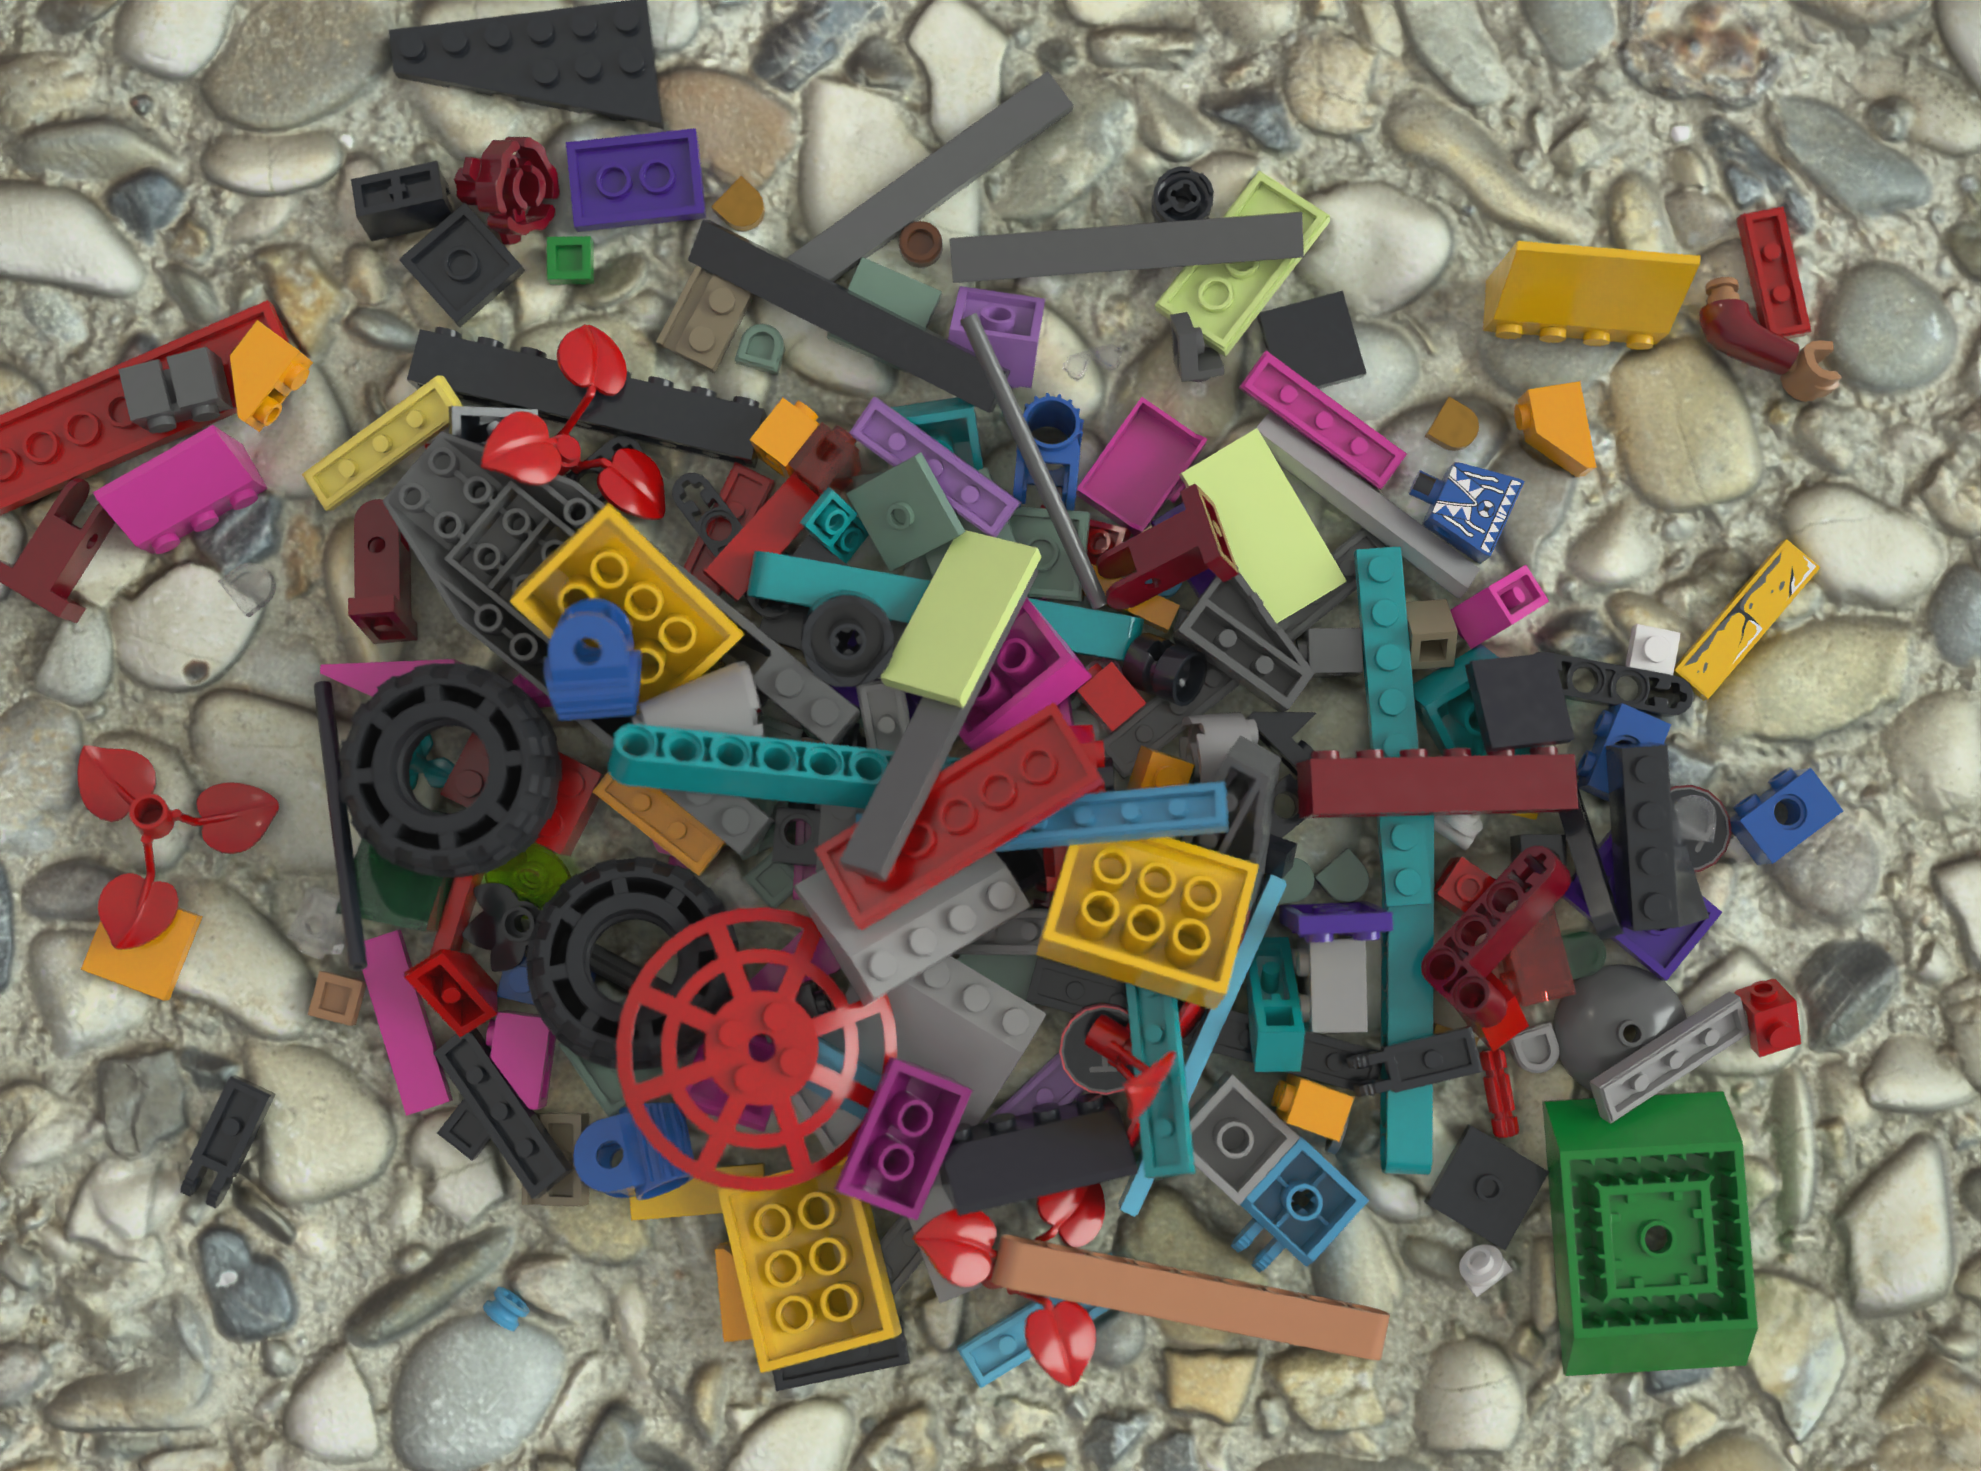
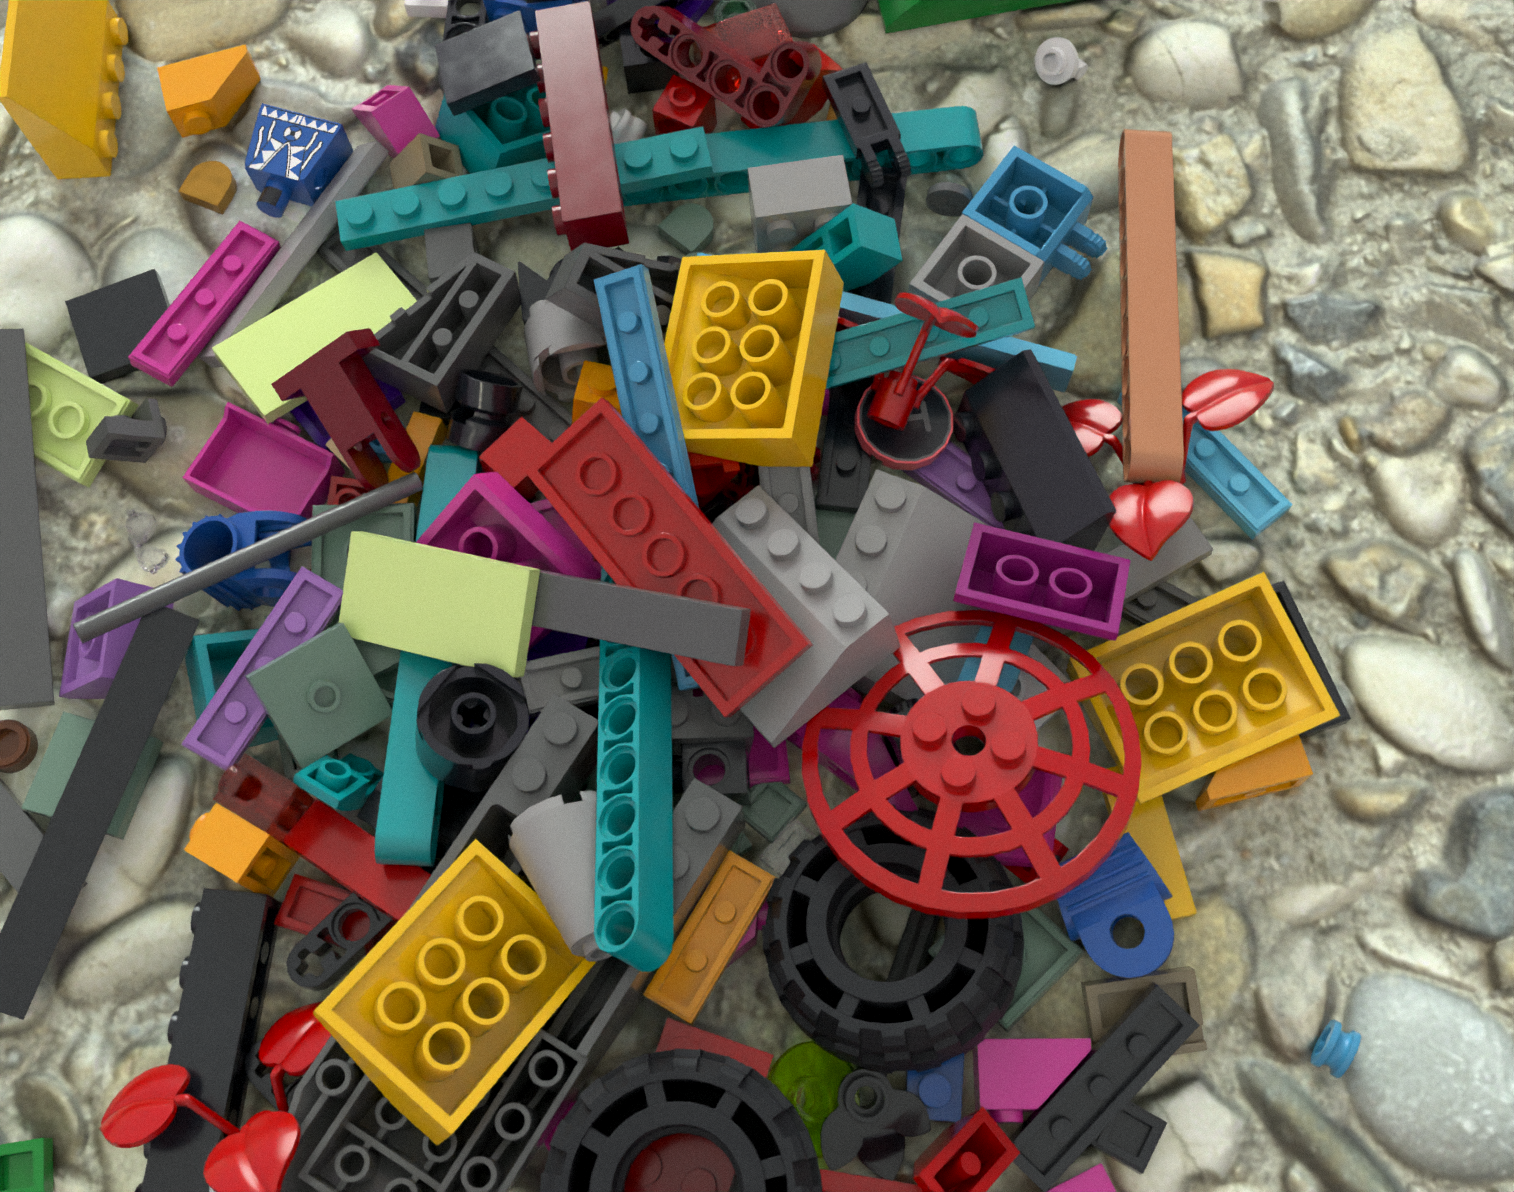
camera: 90 degrees left, 15 degrees down
(591, 680) = (544, 1003): blue piece -> none
(705, 319) = (98, 989): dark tan plate -> none
(761, 349) = (135, 913): sand green tile -> none
(1312, 1106) = (927, 209): light orange brick -> none
(1321, 920) = (731, 198): dark purple plate -> none
(1486, 1186) = (978, 70): black plate -> none
(1499, 1093) = (894, 65): red axle -> none
(1535, 1048) = (837, 42): light grey tile -> none

